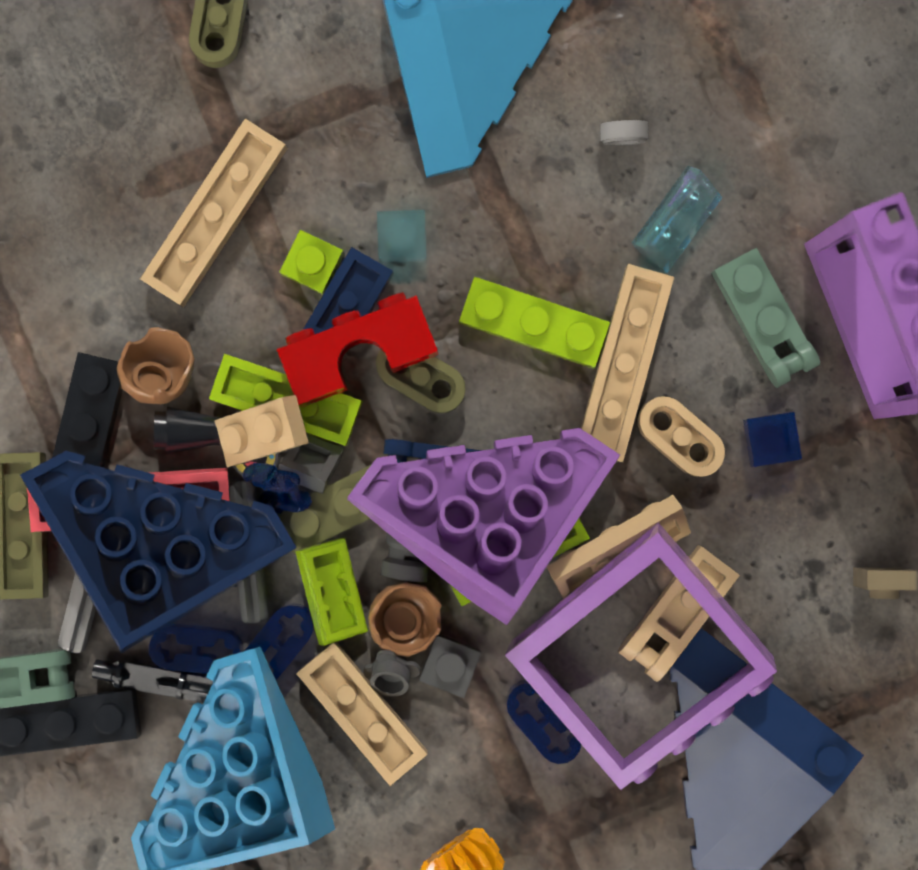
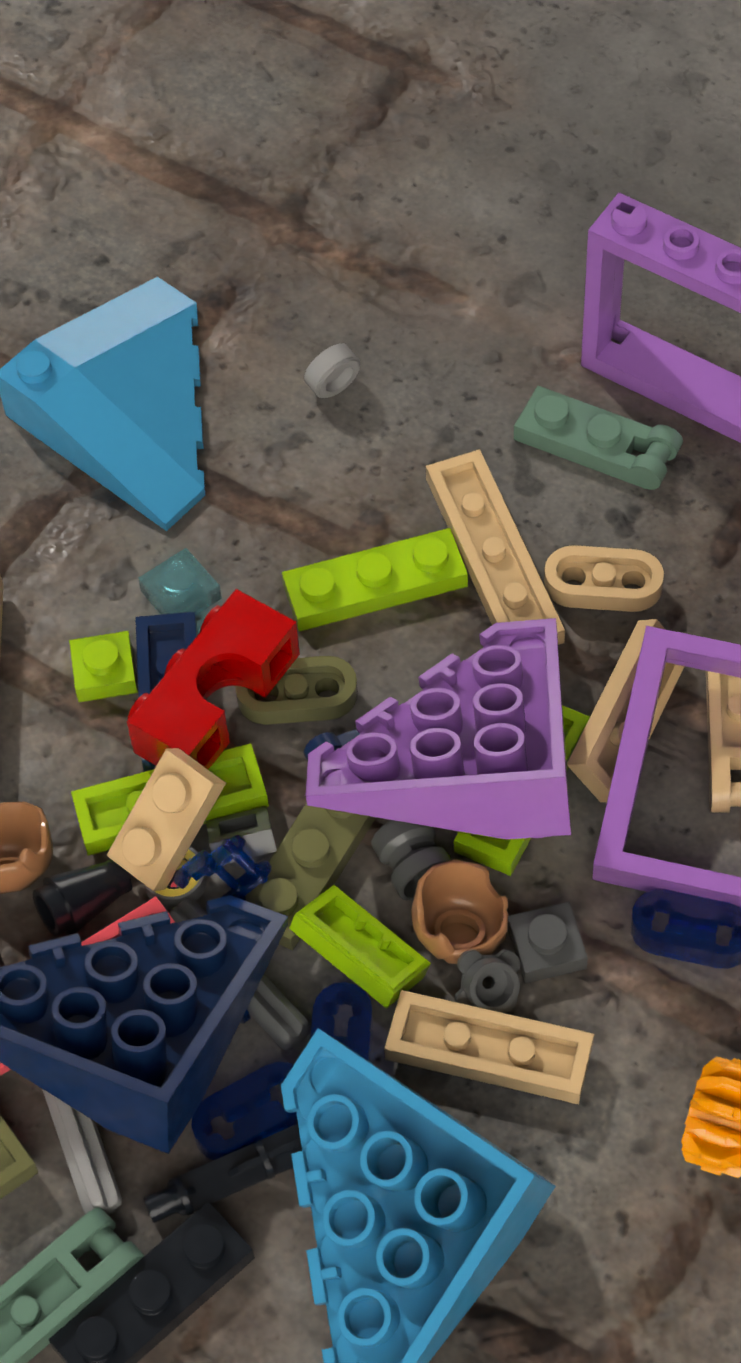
camera: 25 degrees left, 30 degrees down
(677, 219) = (442, 405): clear light blue plate -> none
(772, 439) = (694, 525): clear blue plate -> none

